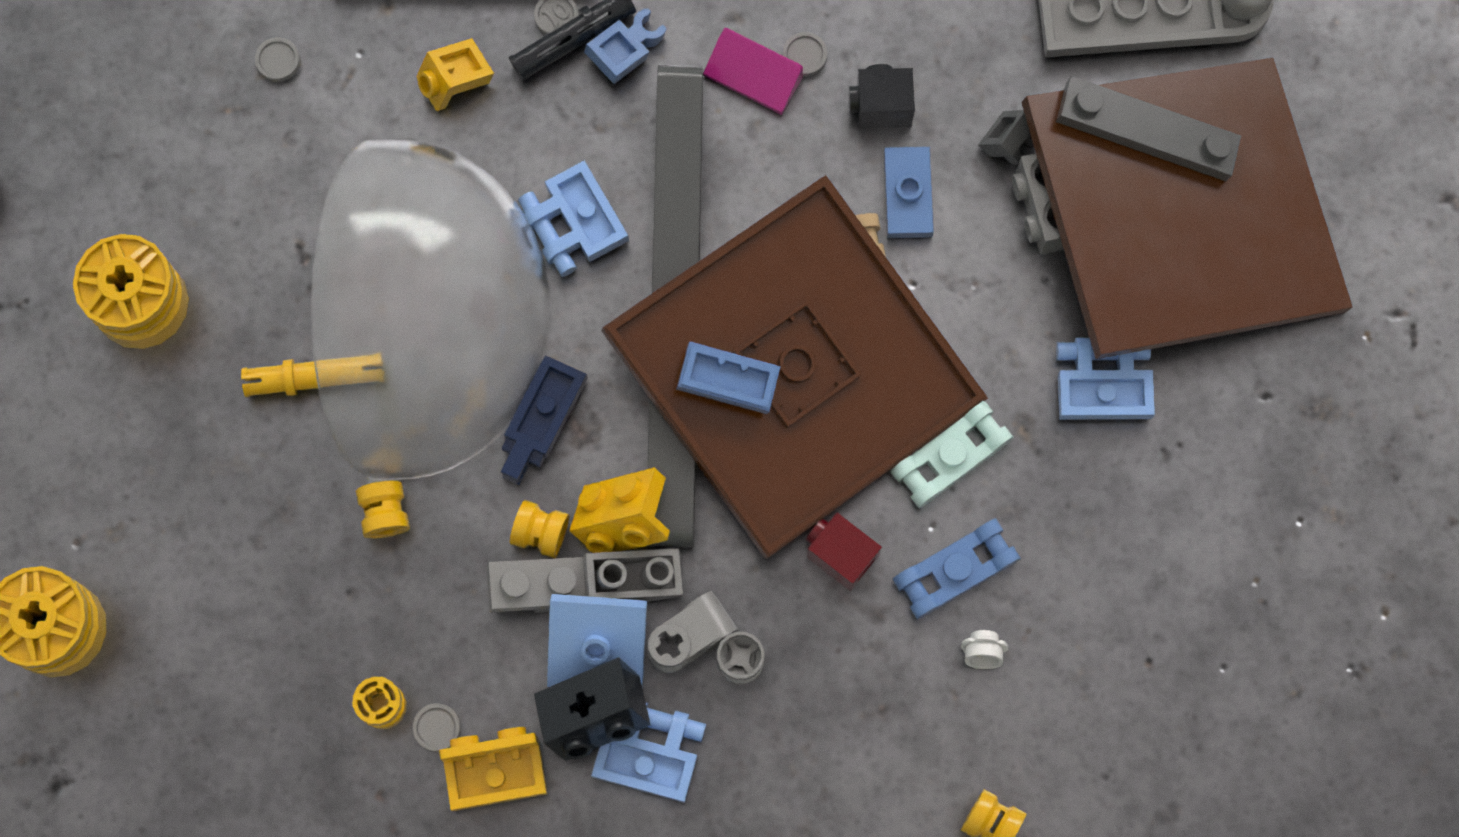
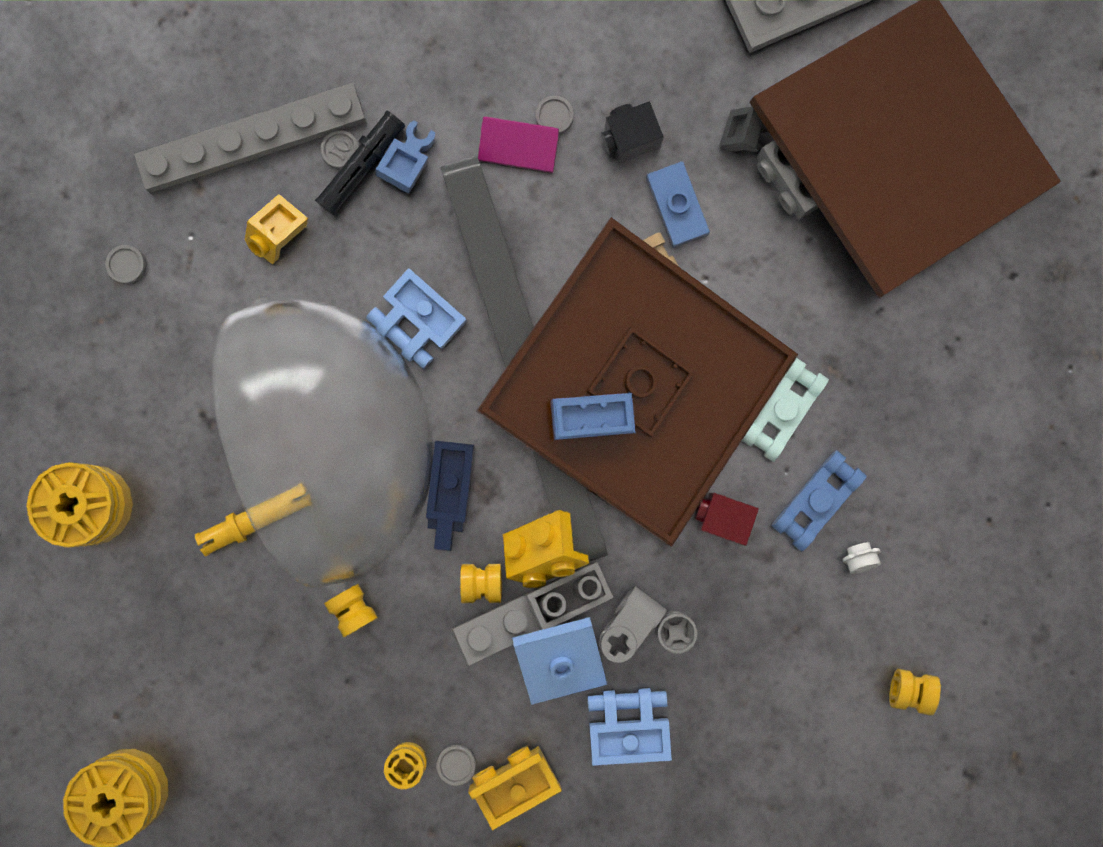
camera: 20 degrees left, 10 degrees up
(592, 710) = (576, 717): black brick -> none
(1103, 393) = (886, 320): light blue plate -> none
(1148, 128) = (859, 90): dark grey plate -> none

